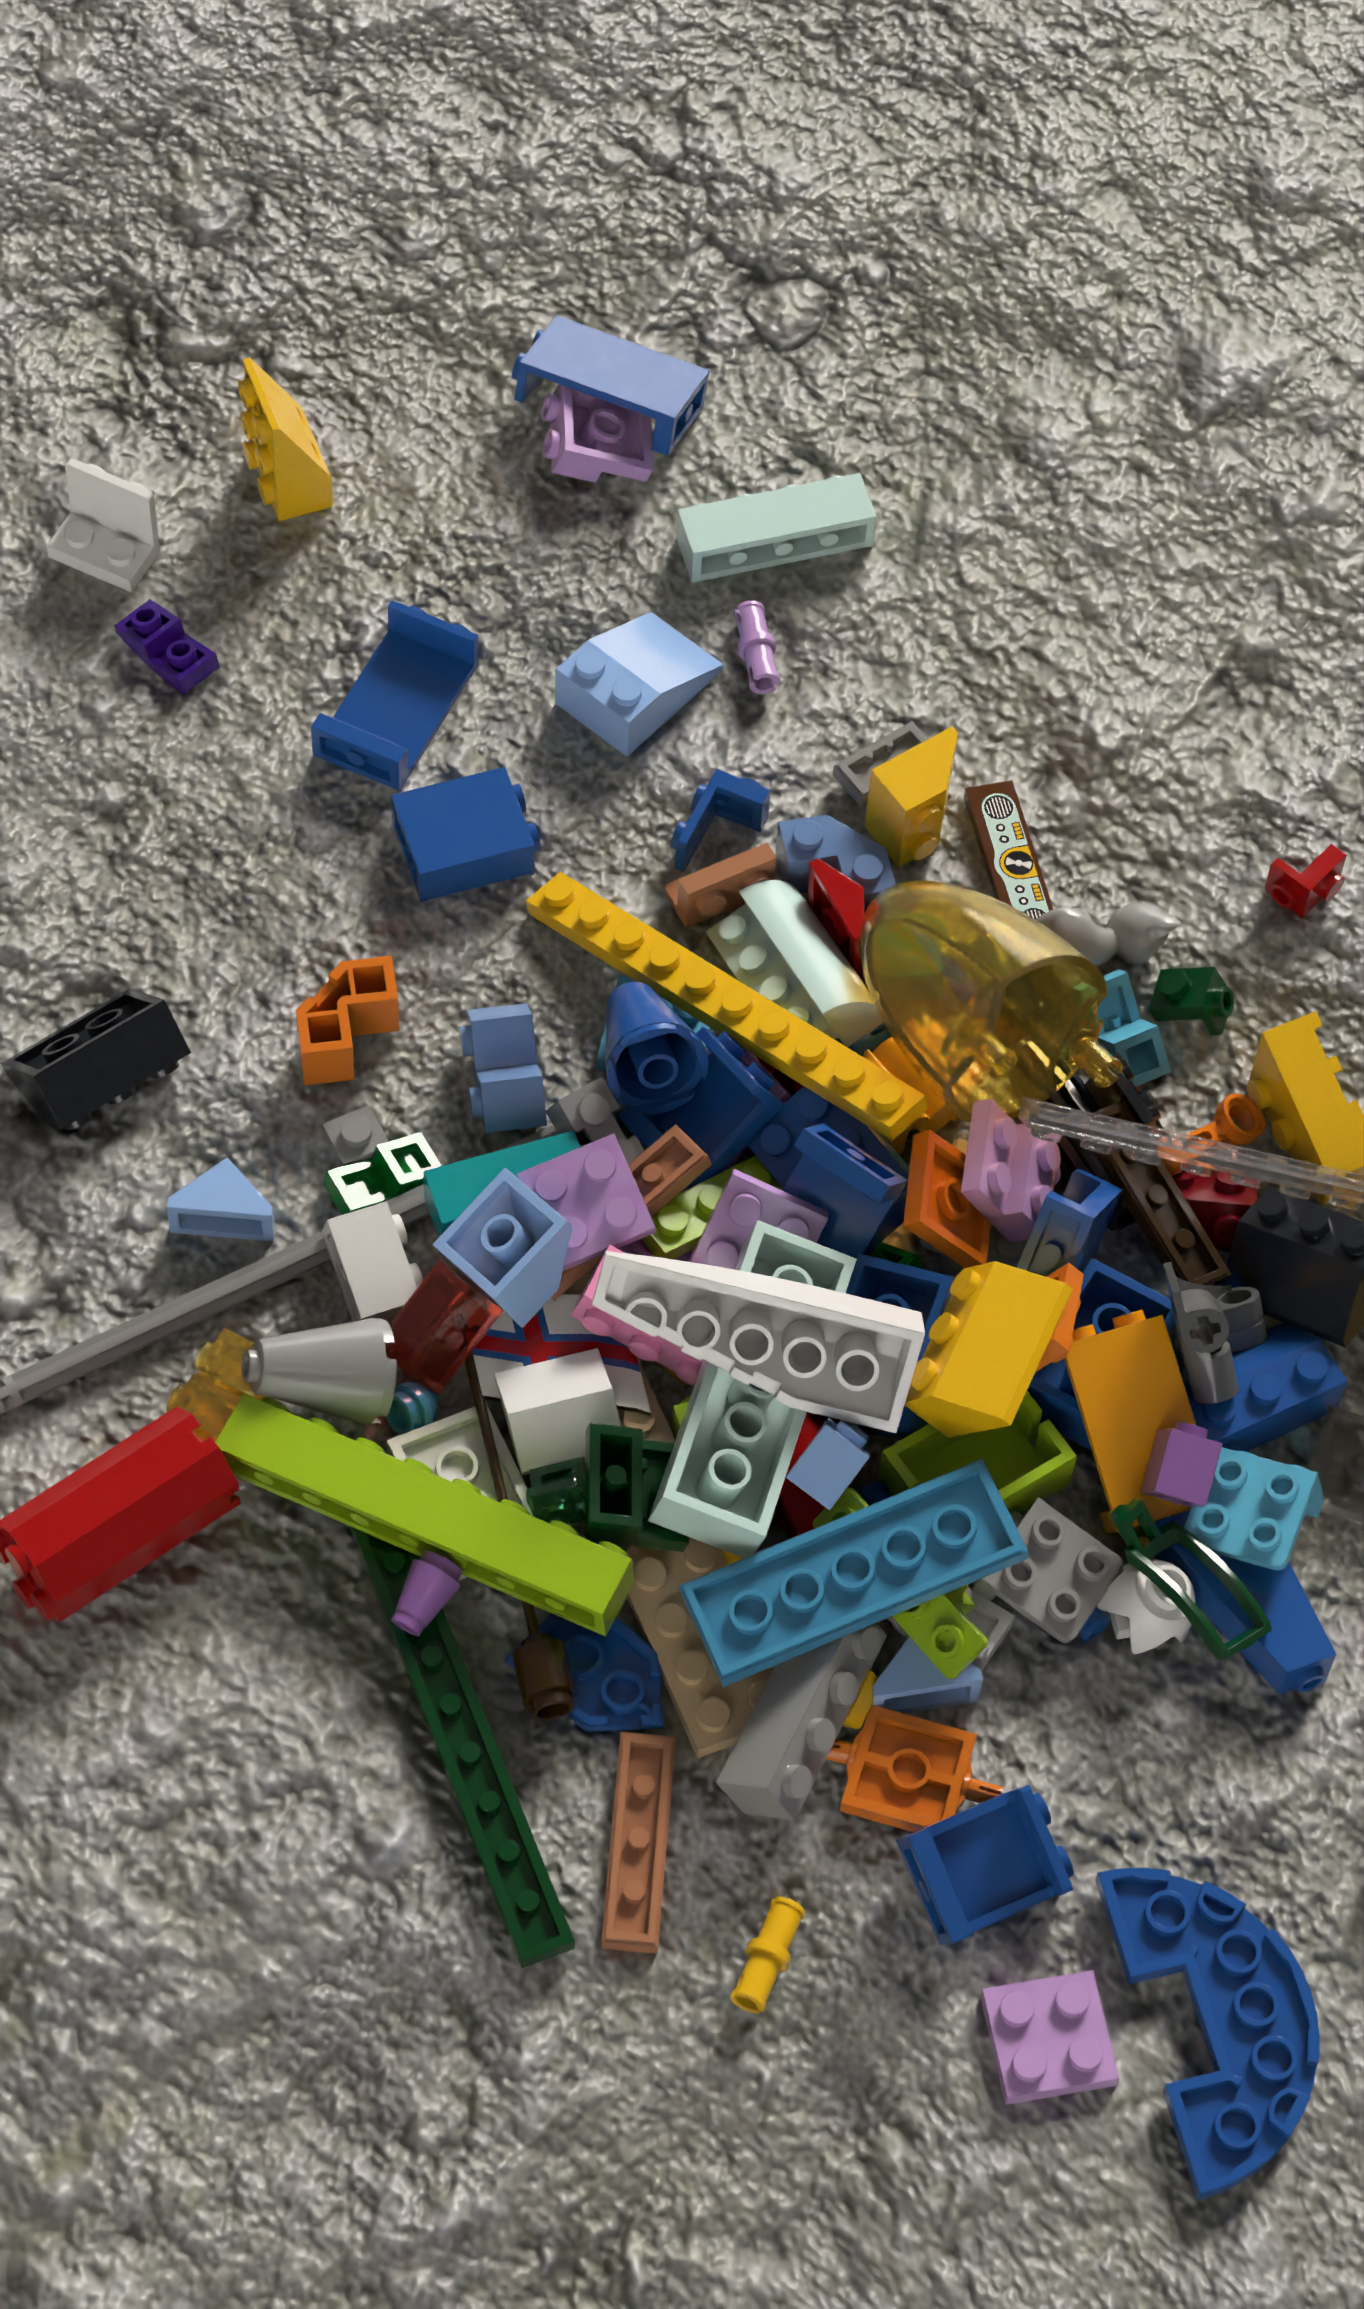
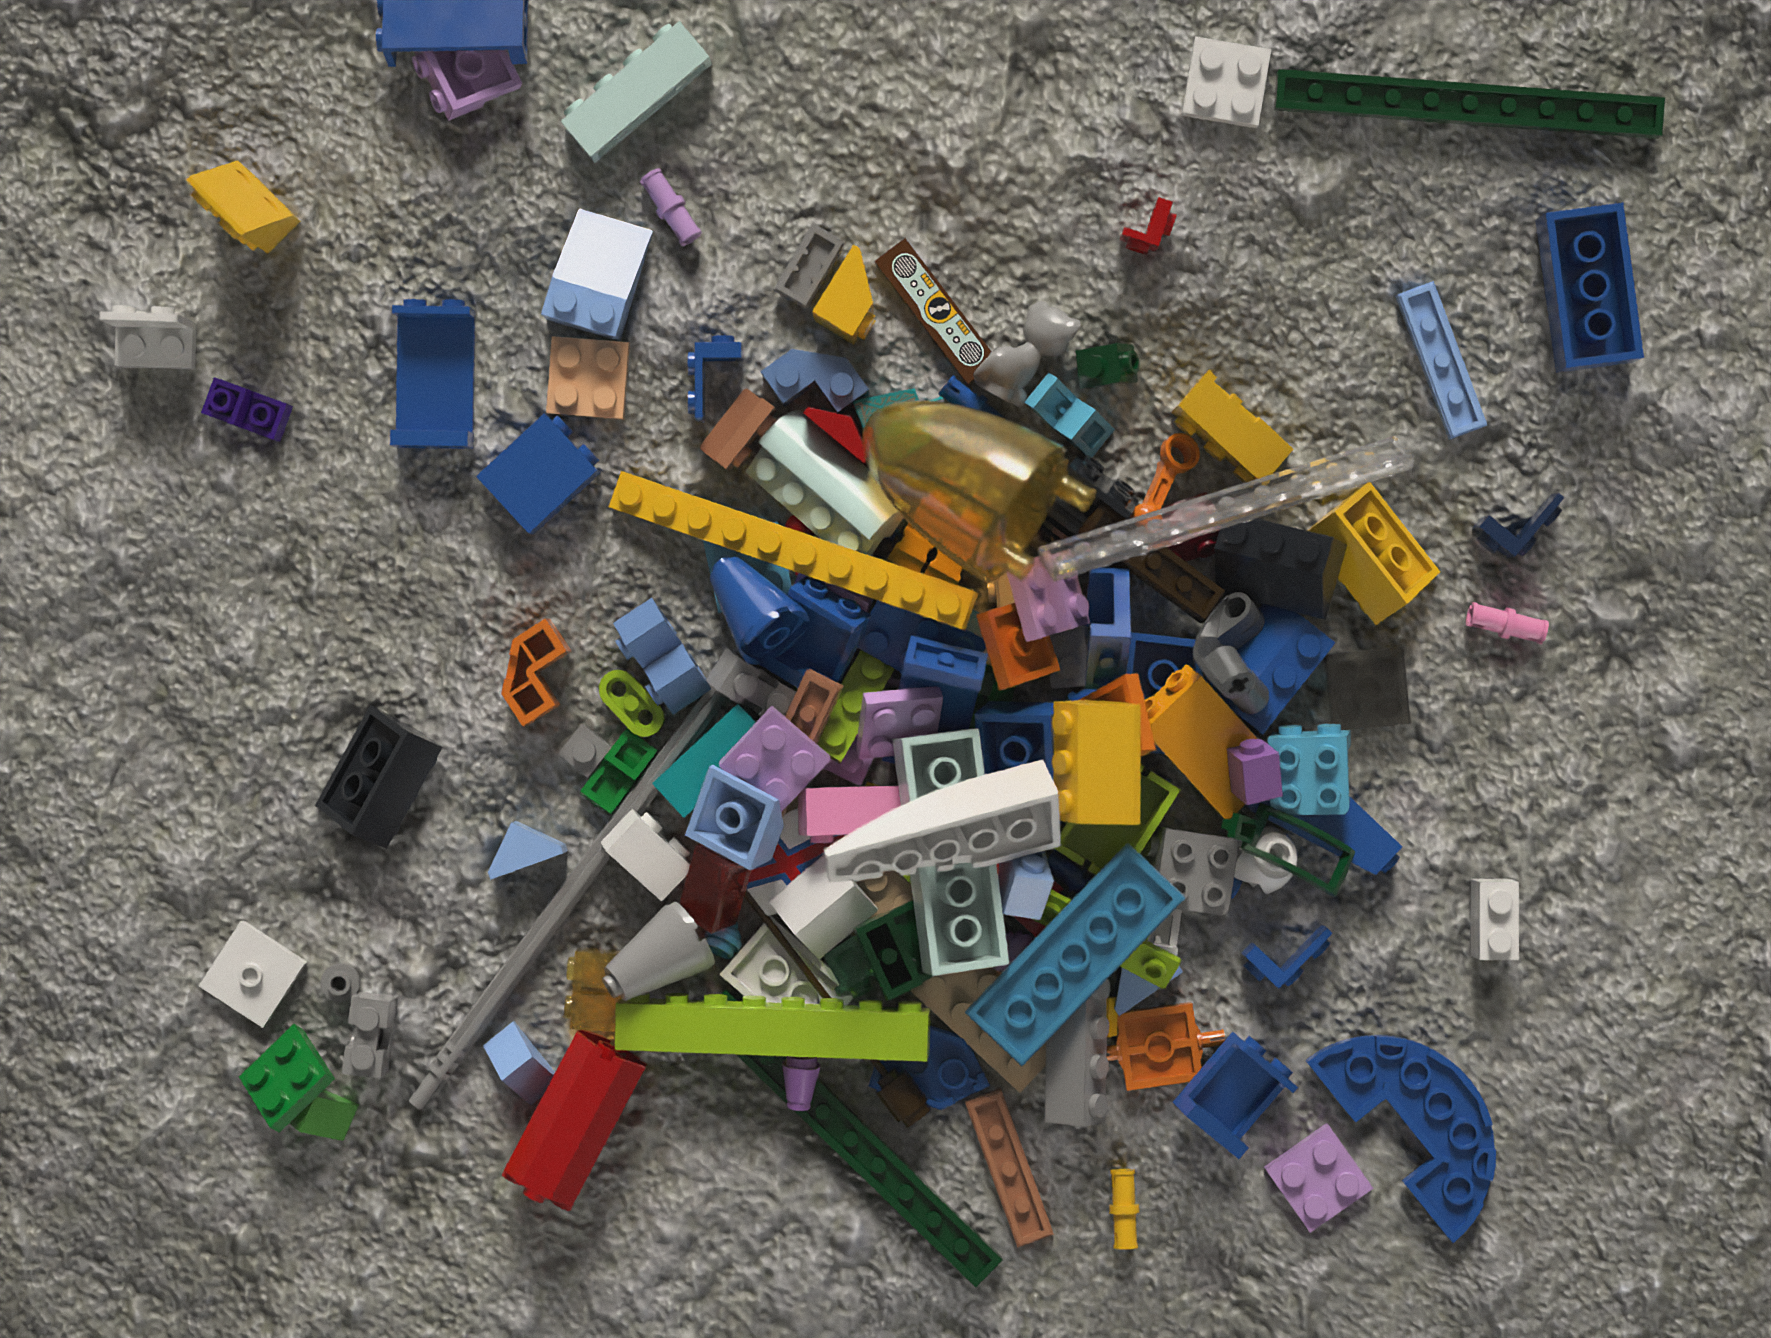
camera: 20 degrees left, 30 degrees up
(78, 1432) = (519, 1063): none -> light blue slope
(441, 1112) = (631, 703): none -> lime plate
(573, 771) = (588, 378): none -> light nougat plate
(1091, 1732) = (1262, 966): none -> blue bracket

